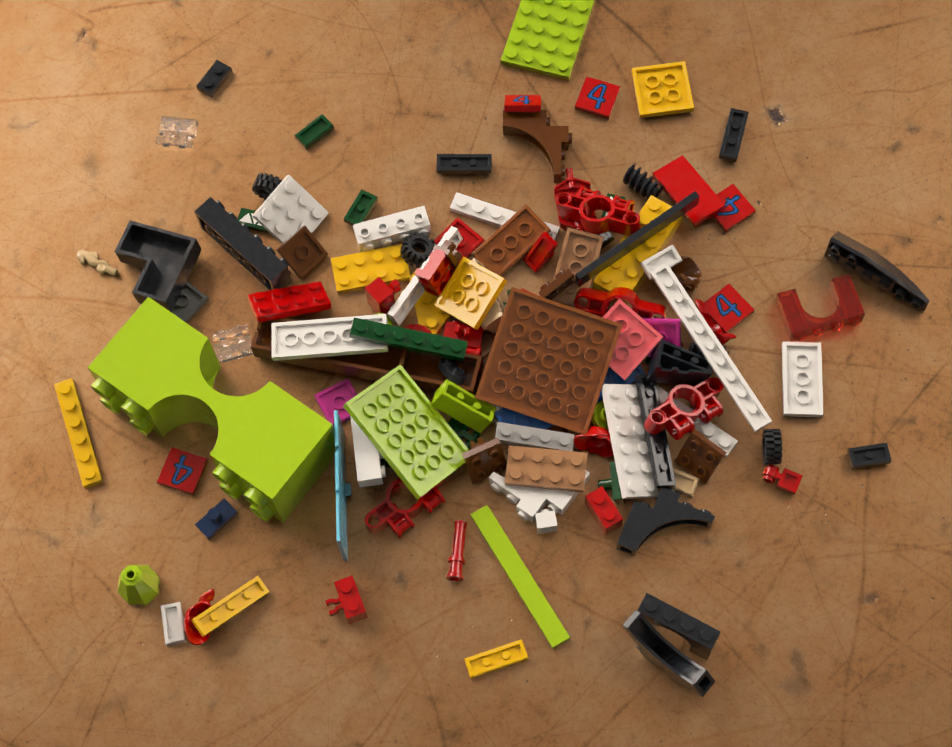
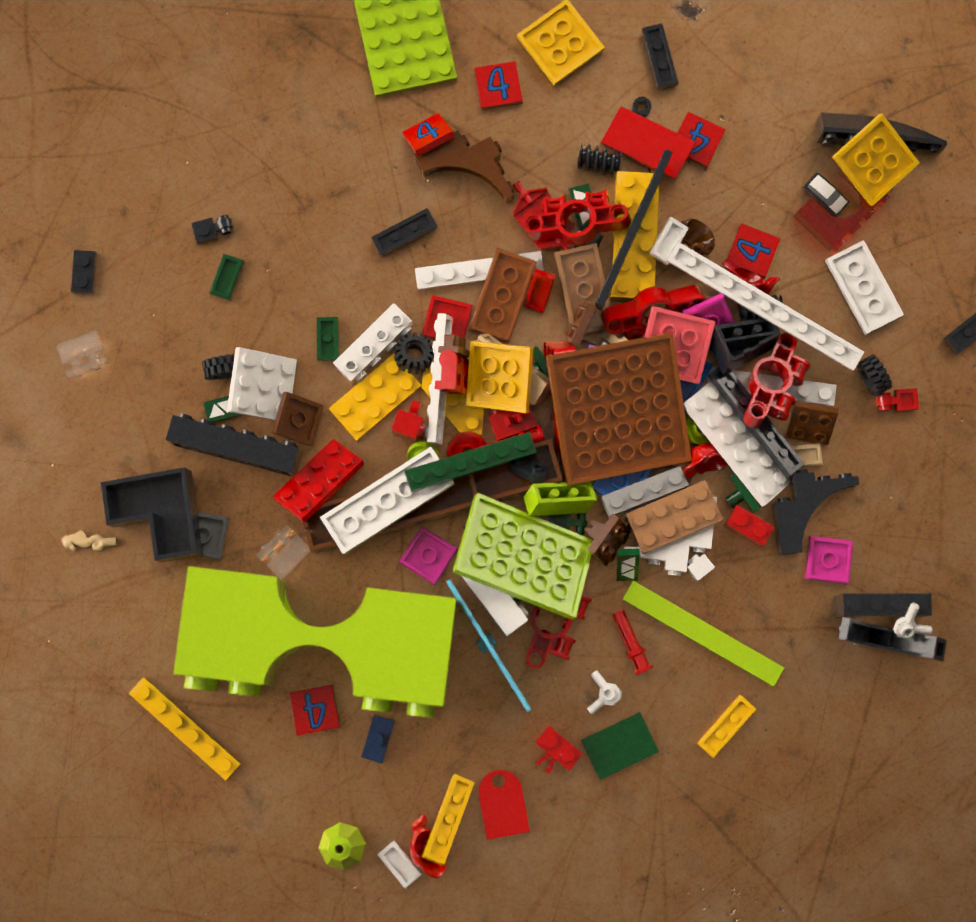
camera: 35 degrees left, 15 degrees up
(280, 624) = (503, 806): none -> red tile
(321, 92) = (206, 230): none -> black plate
(401, 627) = (619, 745): none -> dark green tile
(416, 580) = (608, 694): none -> white piece
(488, 487) = (627, 564): none -> dark green tile
(655, 573) = (829, 559): none -> dark pink tile
(685, 648) = (906, 626): none -> white piece
(702, 160) = (640, 100): none -> black bush
(810, 295) = (826, 194): none -> slope
(861, 281) = (875, 159): none -> yellow plate

